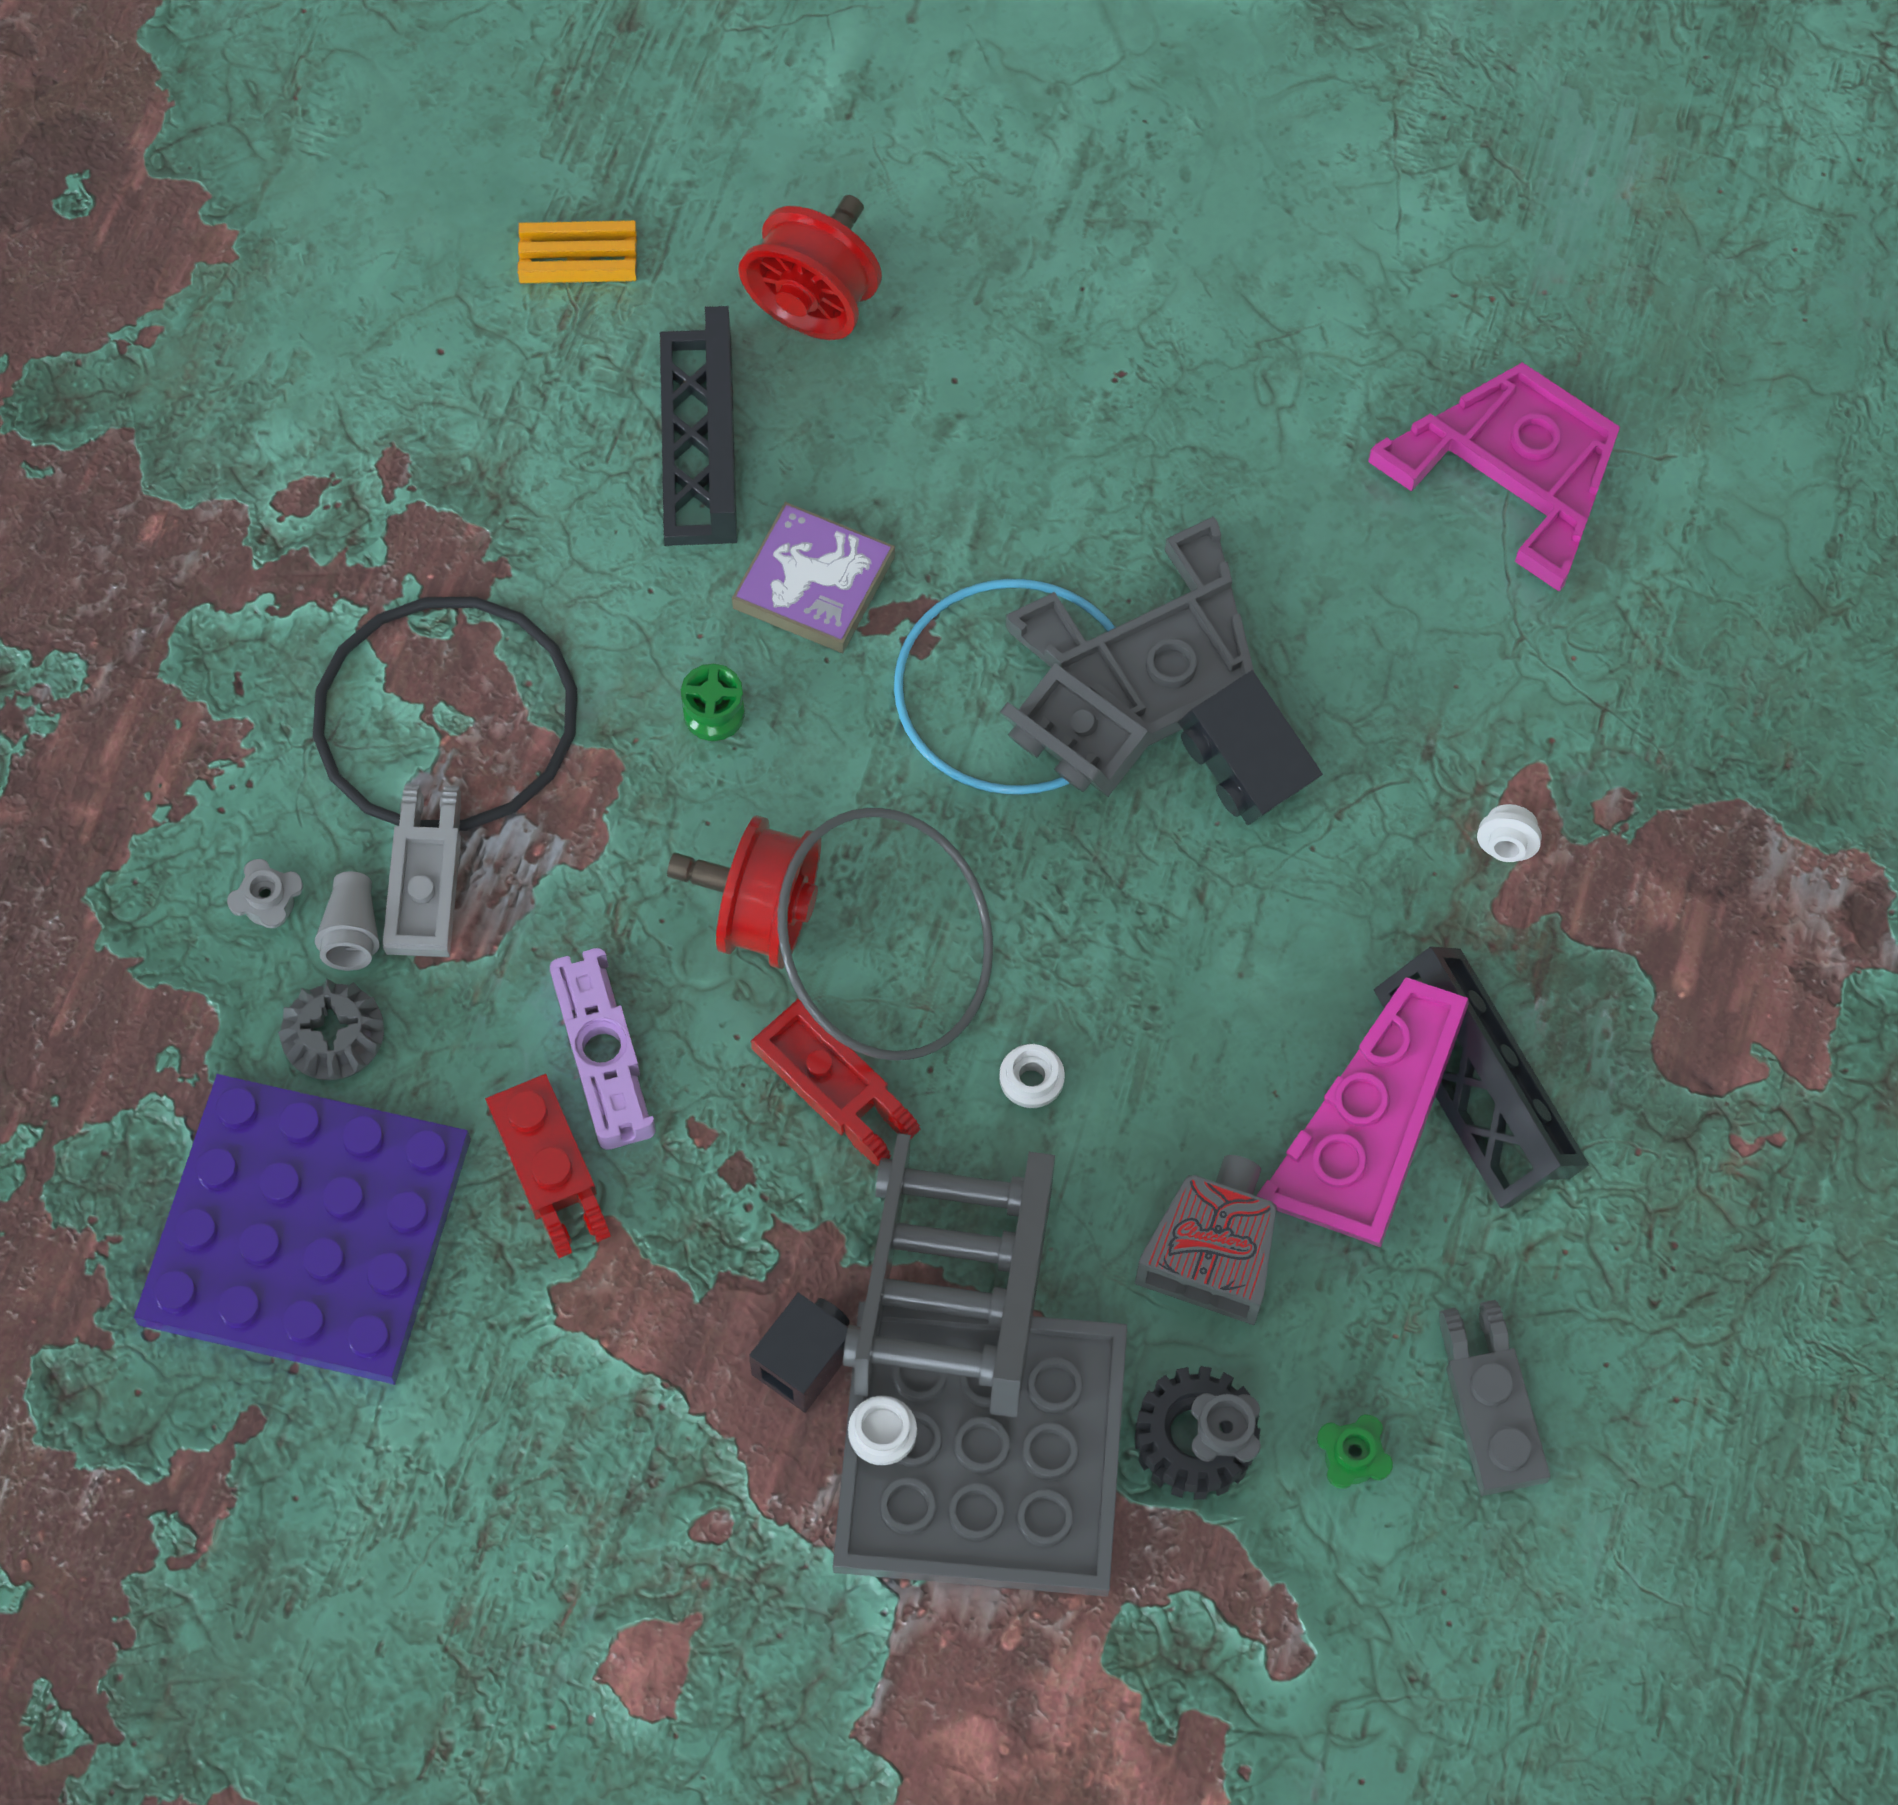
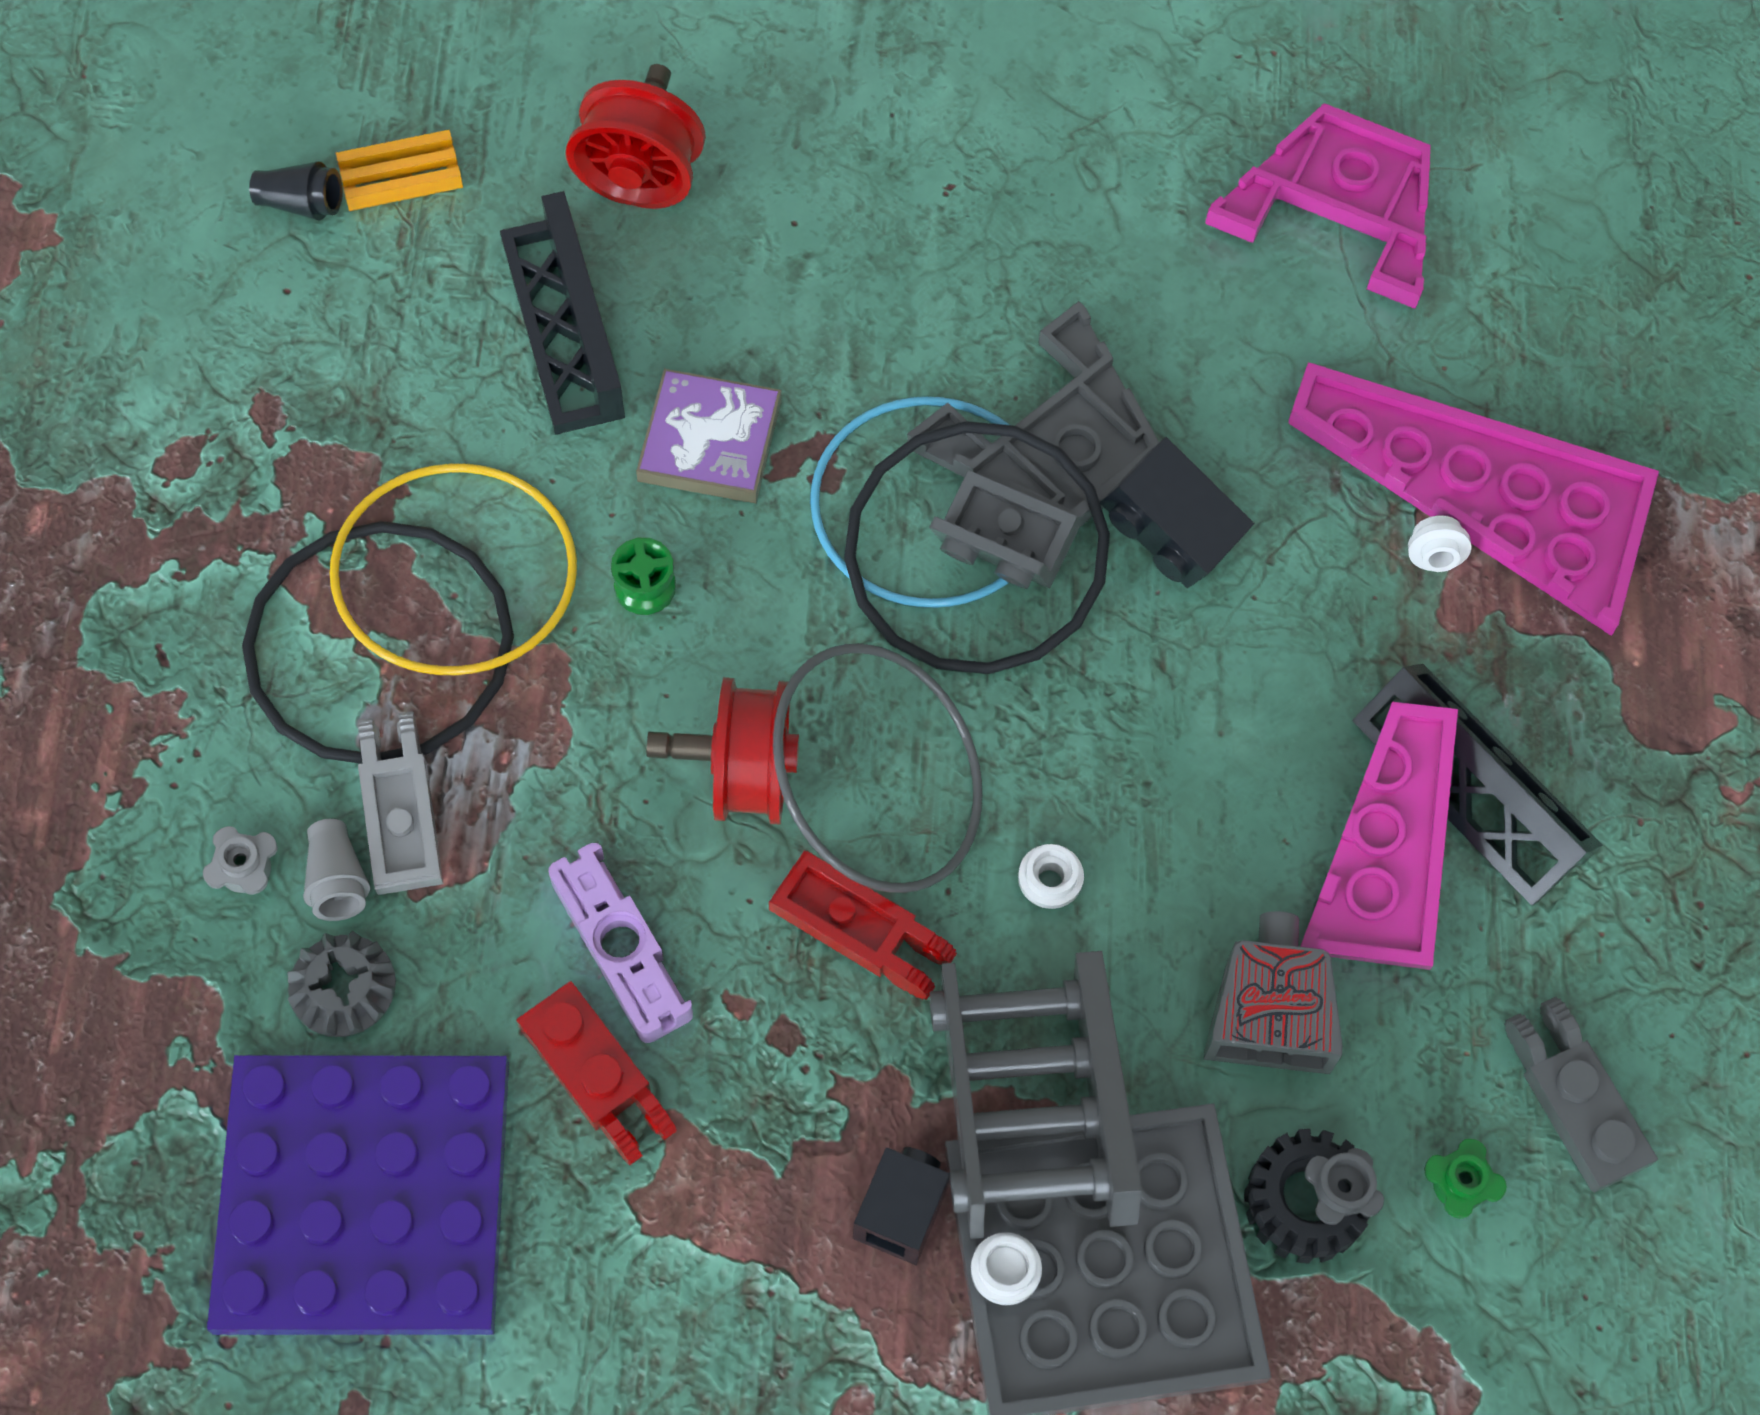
camera: 15 degrees left, 0 degrees up
(475, 253) = (299, 189): none -> black cone
(533, 757) = (462, 669): none -> yellow piece
(1060, 859) = (964, 665): none -> black piece
(1608, 804) = (1526, 499): none -> dark pink wing

